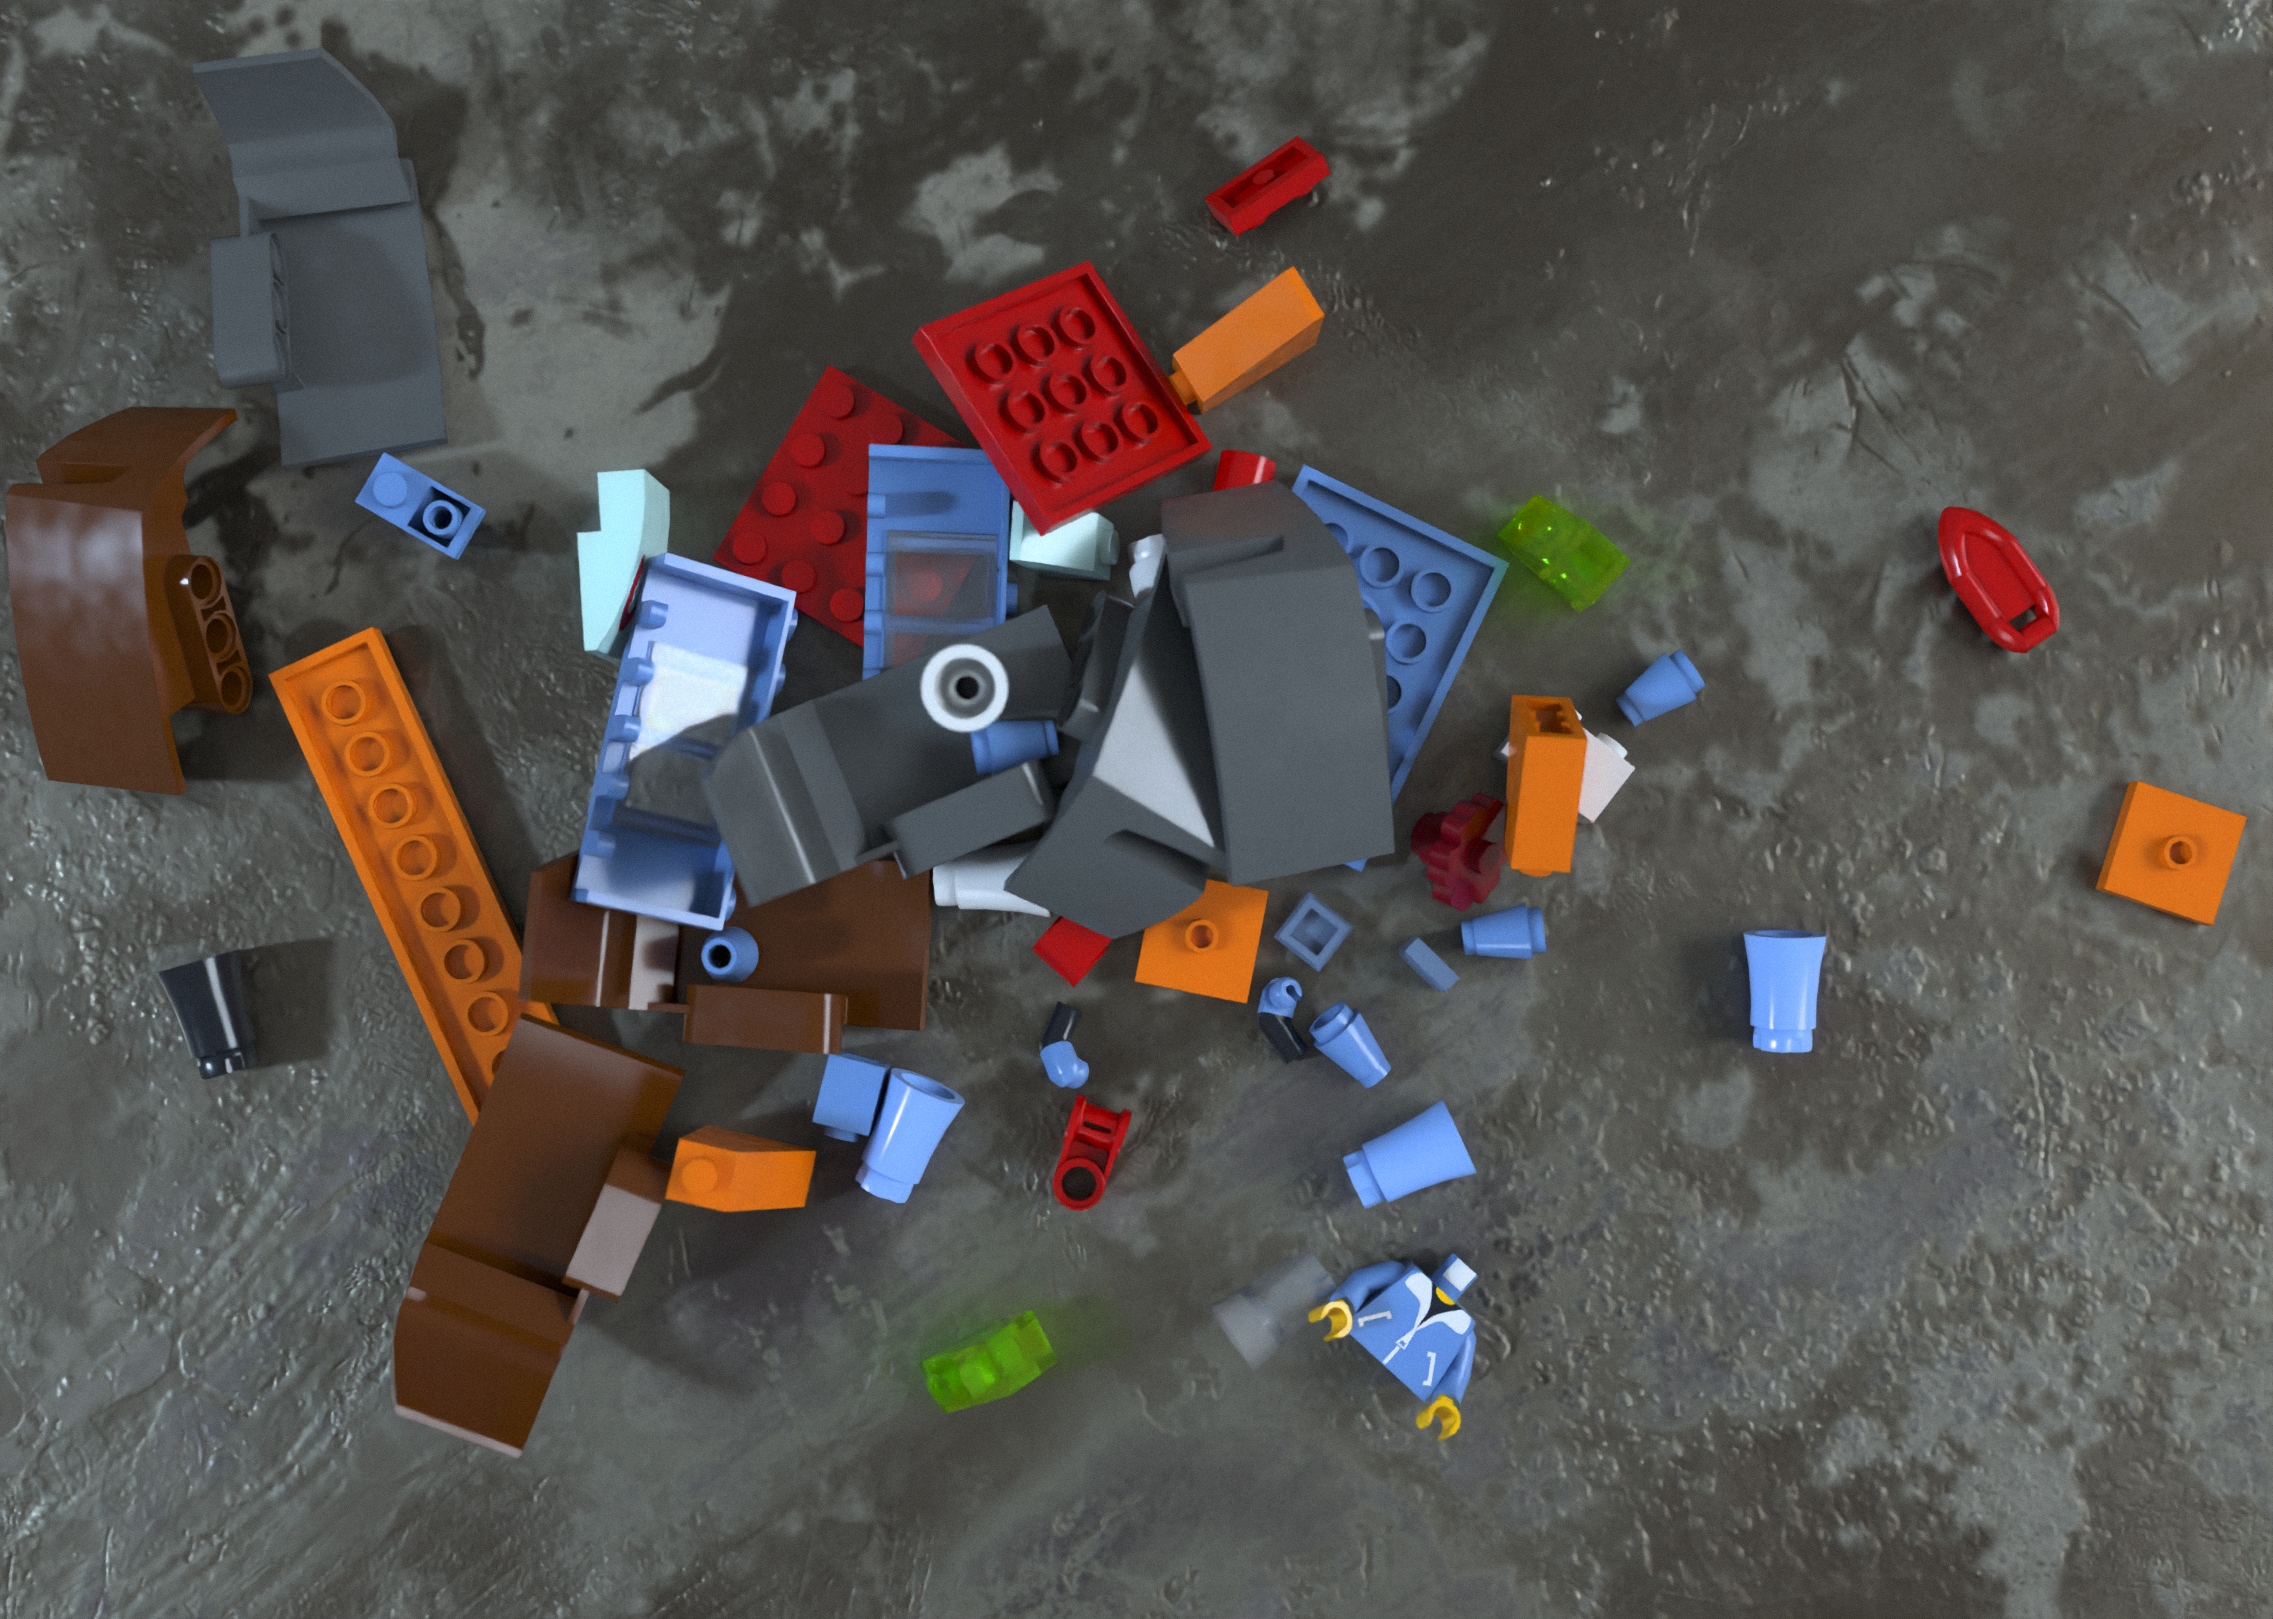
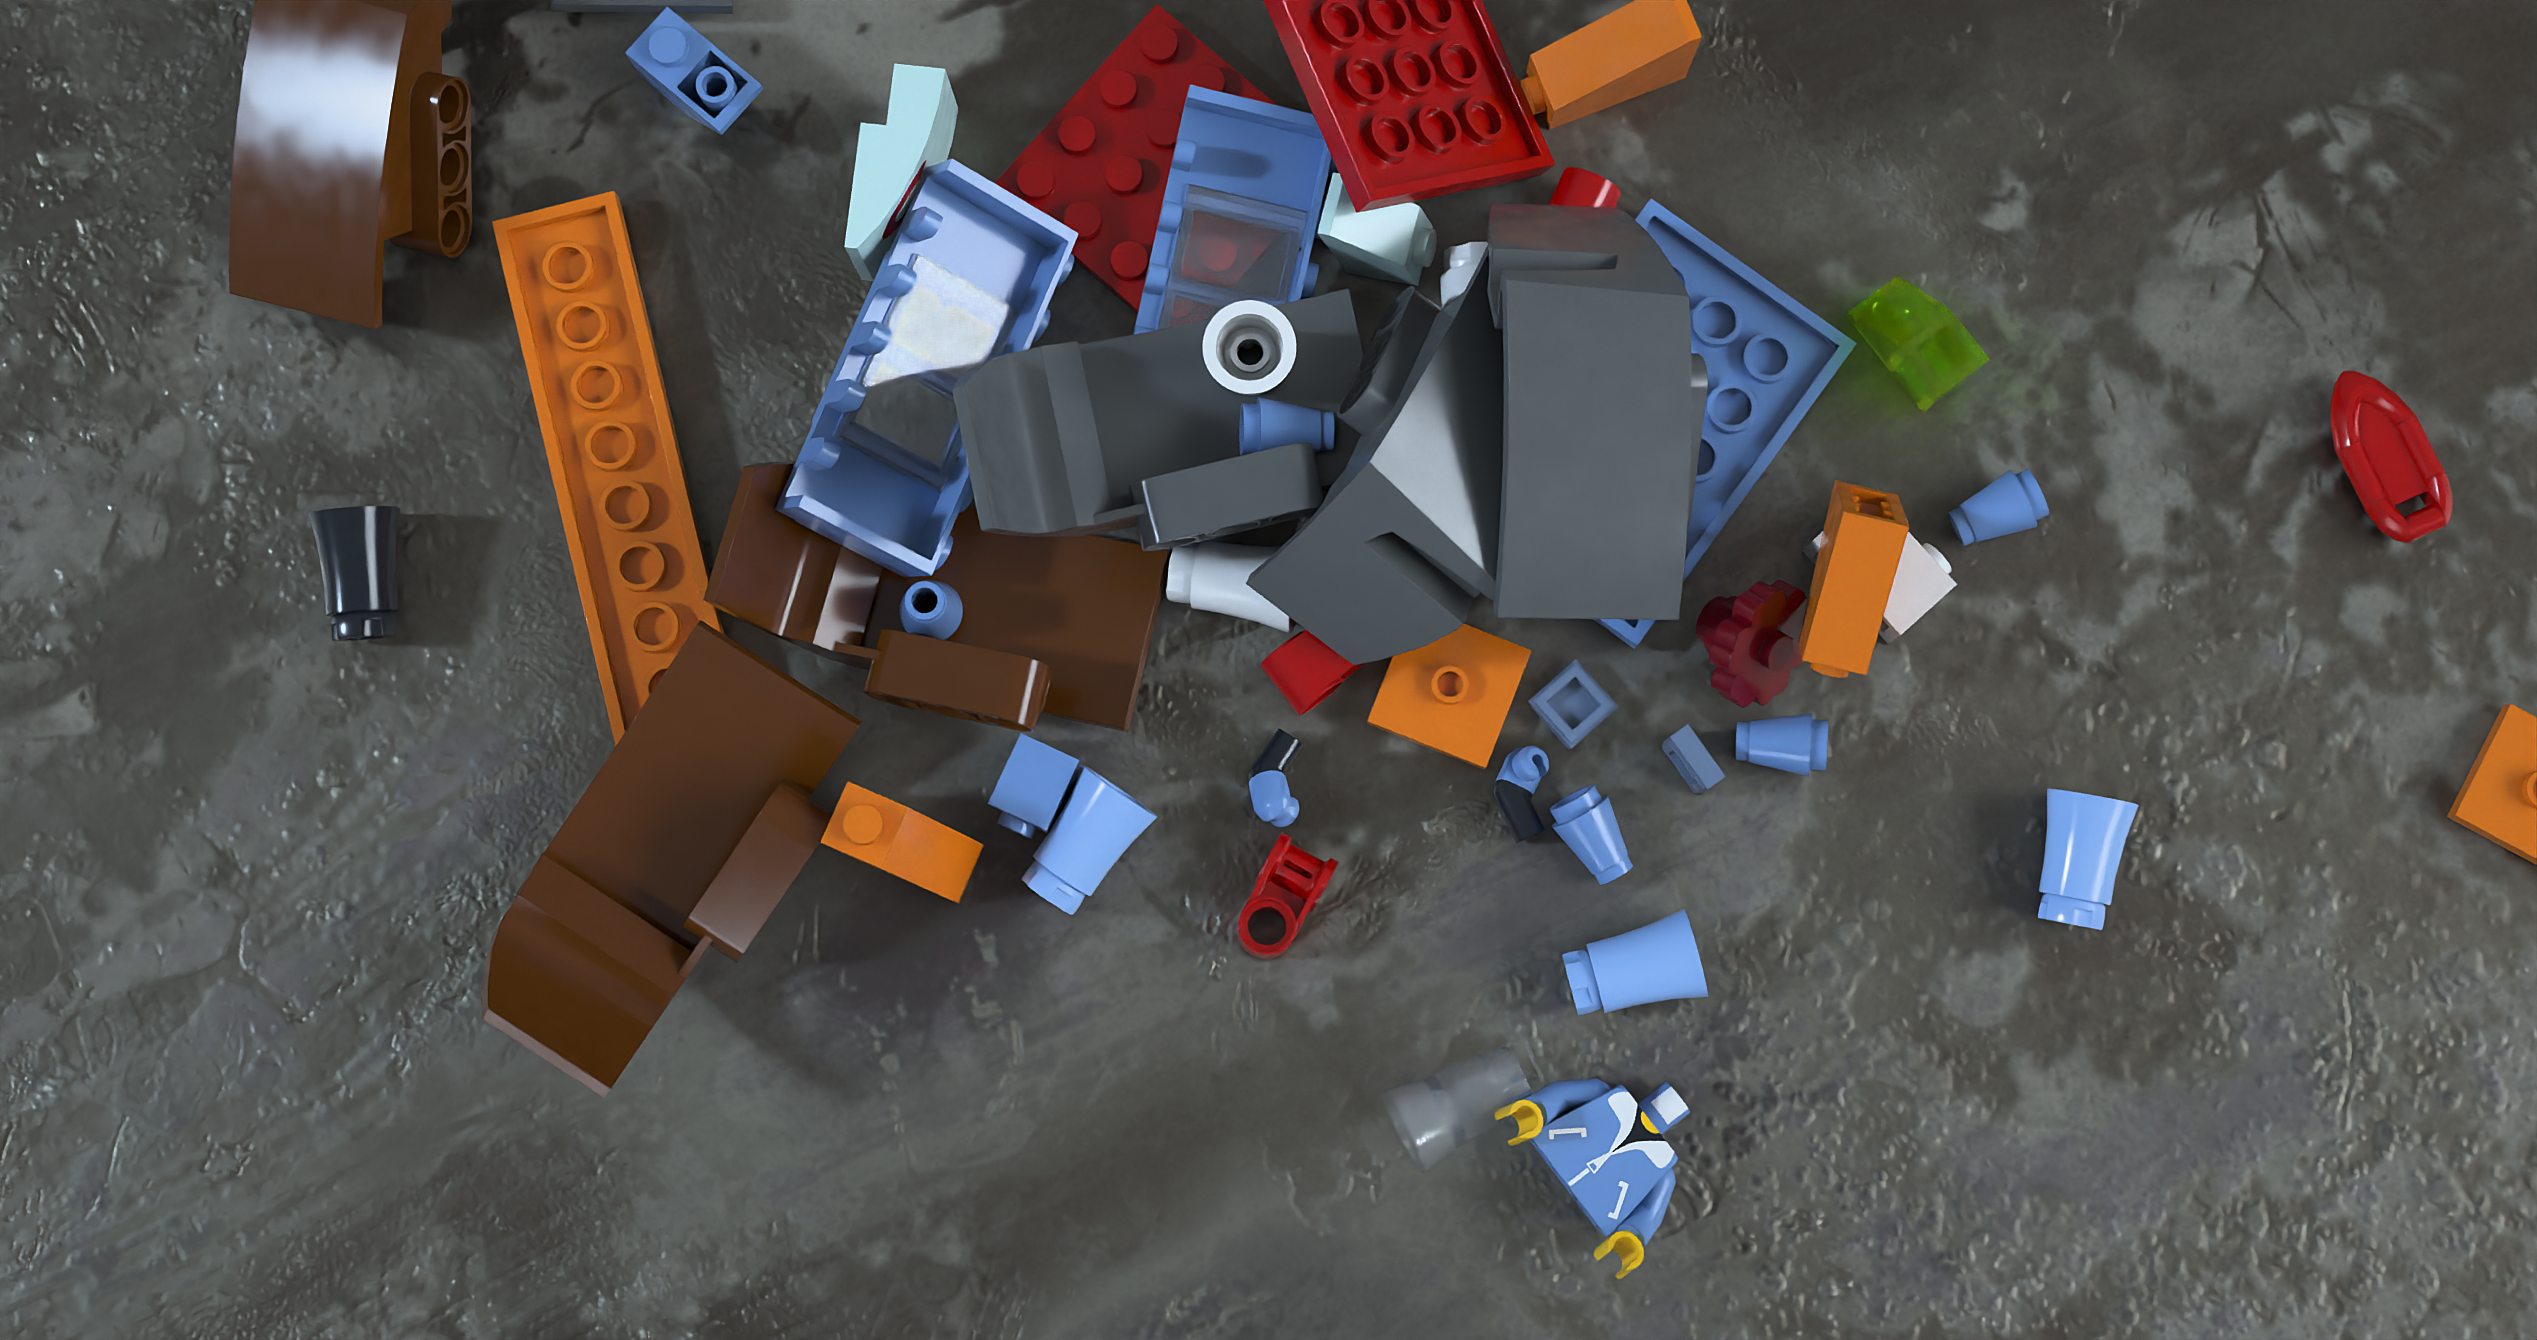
camera: 10 degrees right, 5 degrees down
(988, 1363) = (1129, 1108): clear neon green slope -> none

